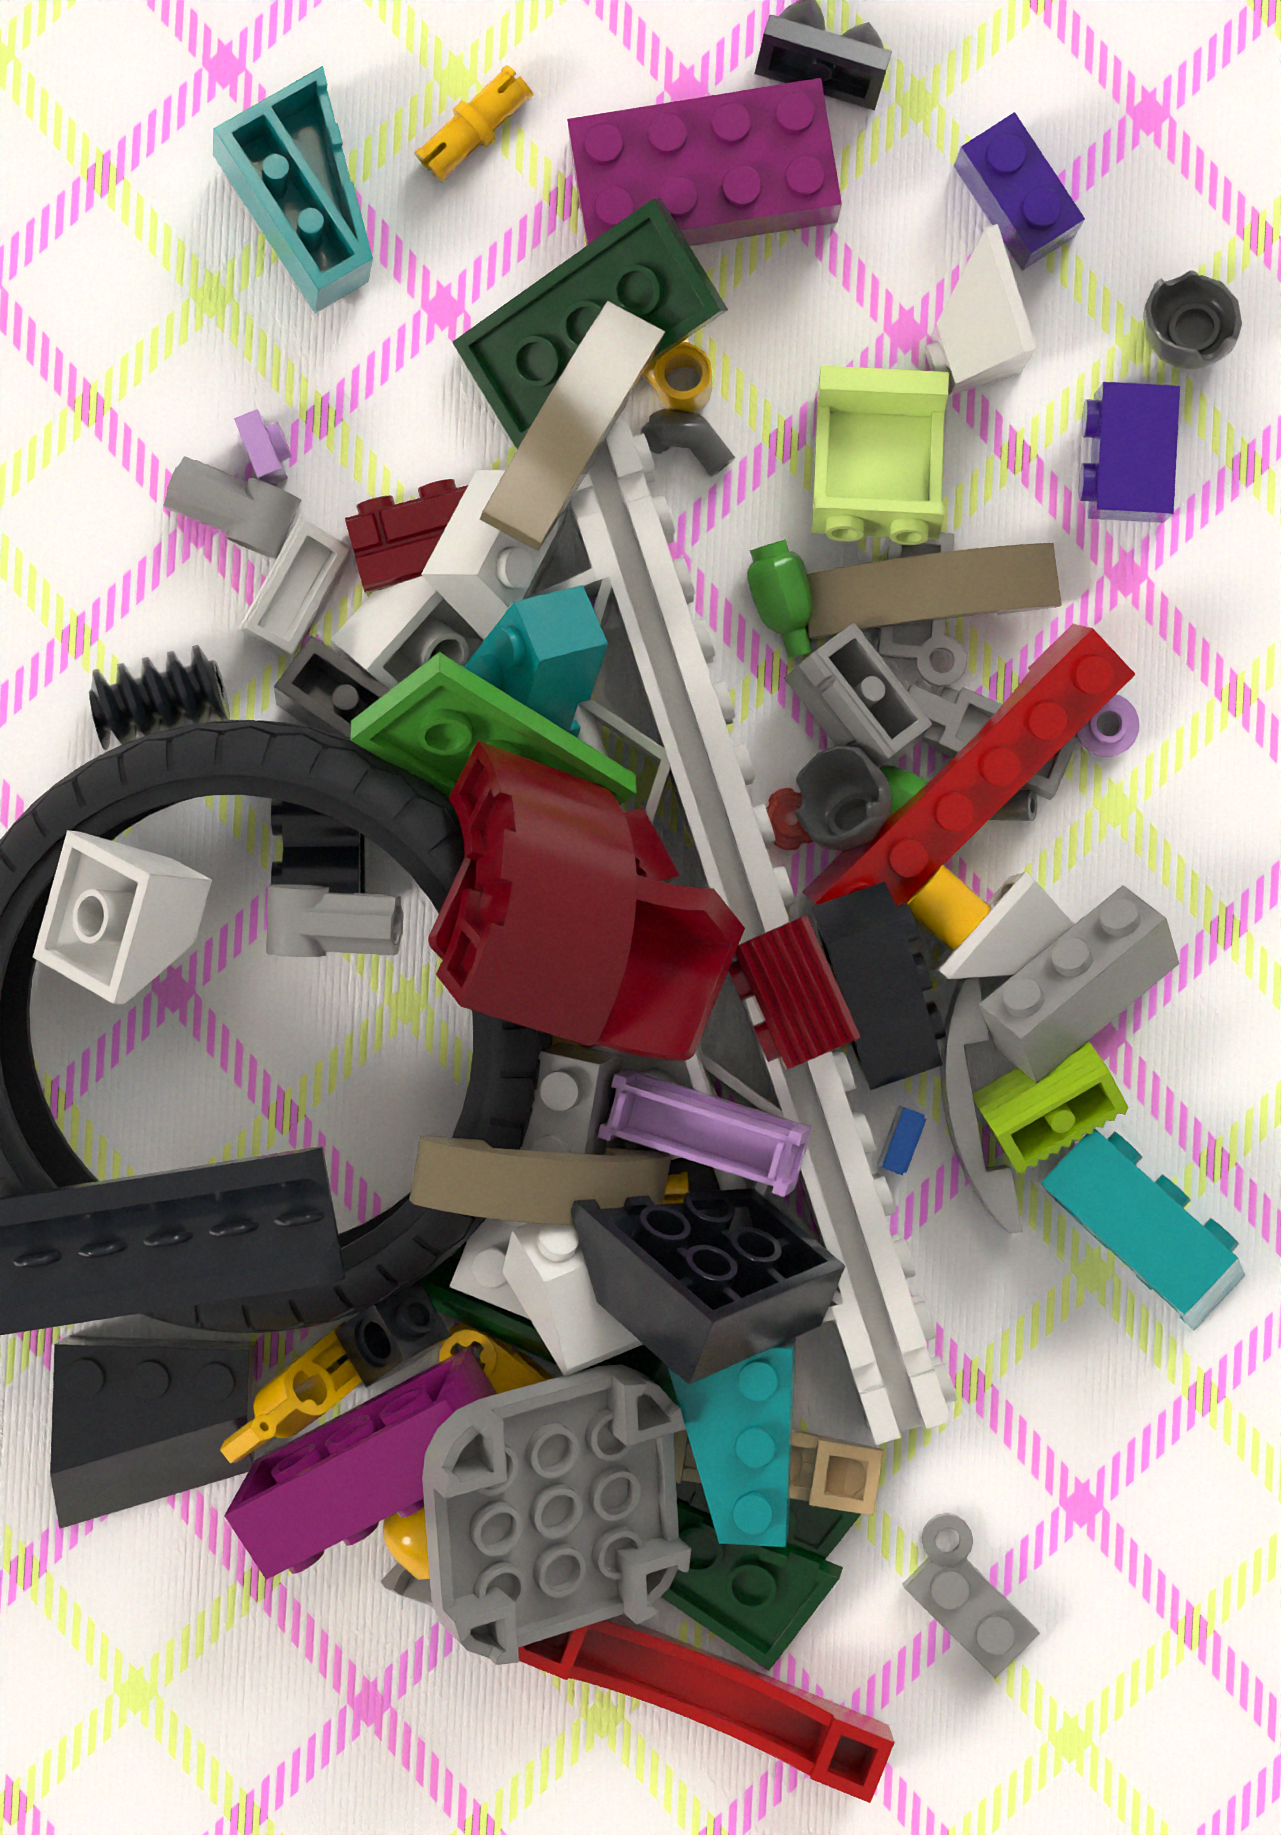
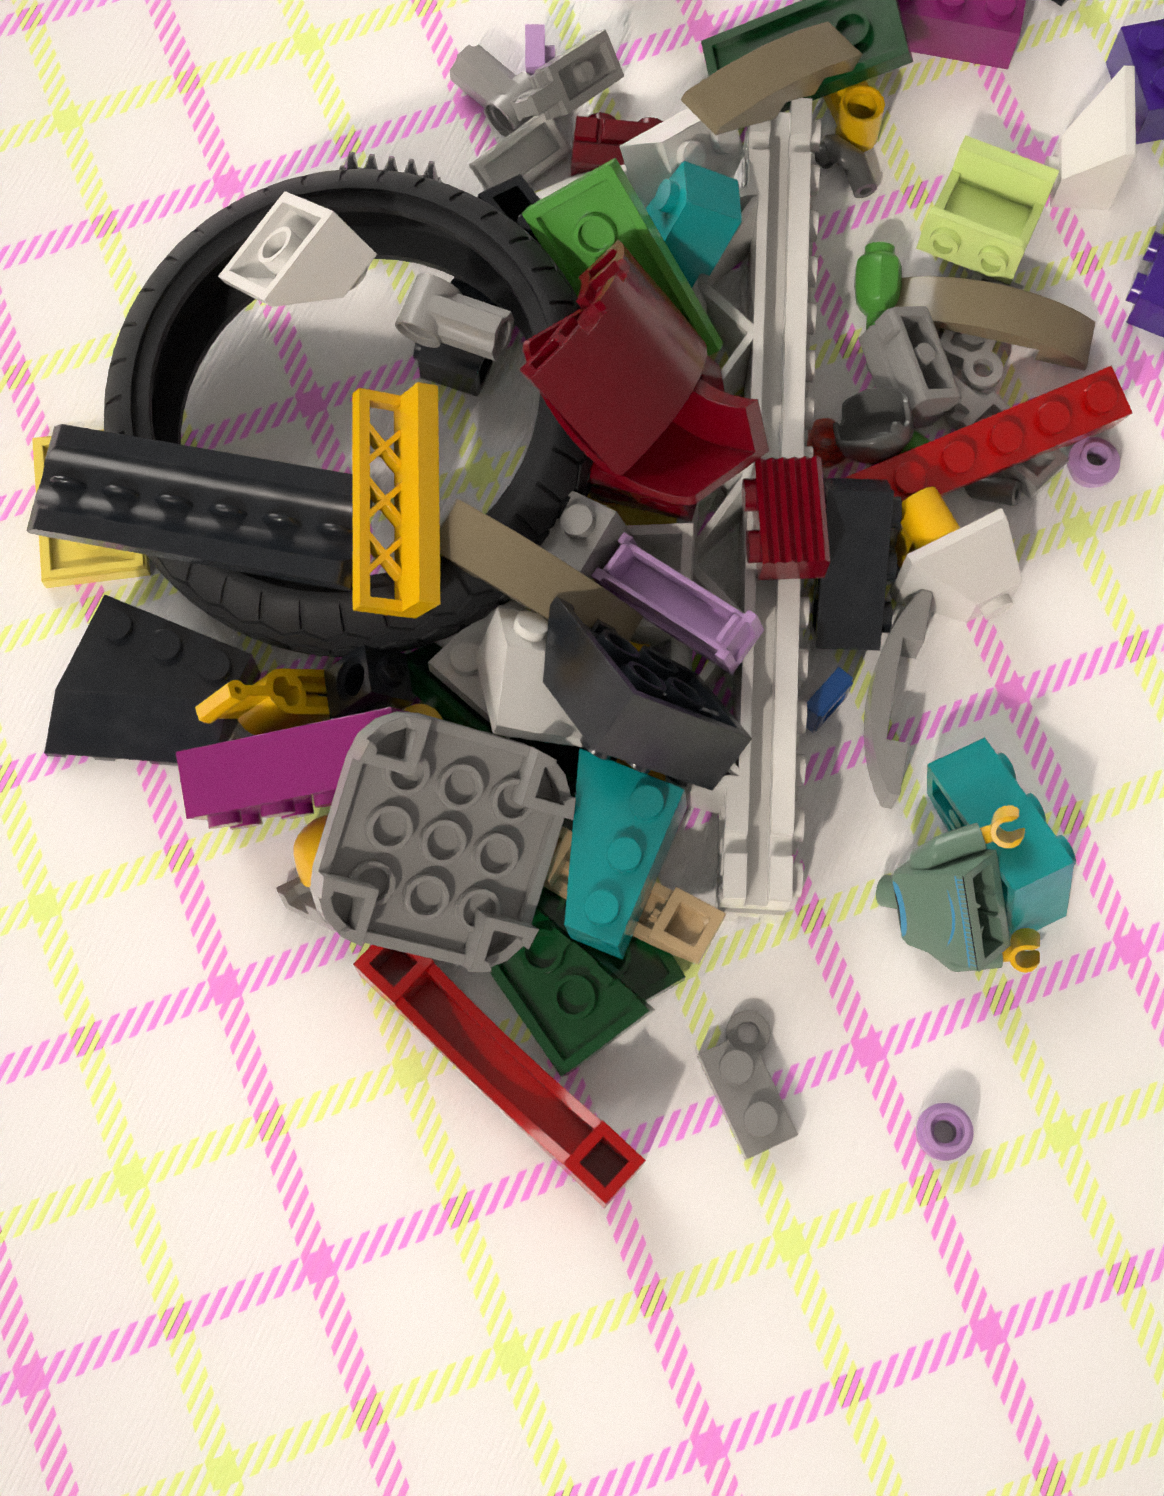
camera: 20 degrees right, 15 degrees down
(317, 470) = (570, 78): none -> light grey hinge
(376, 1157) = (415, 500): none -> yellow fence
(1043, 1116) = (956, 707): lime brick -> none
(1080, 983) = (1011, 624): light grey brick -> none
(1122, 1332) = (954, 900): none -> sand green torso
(1208, 1578) = (960, 1125): none -> lavender plate

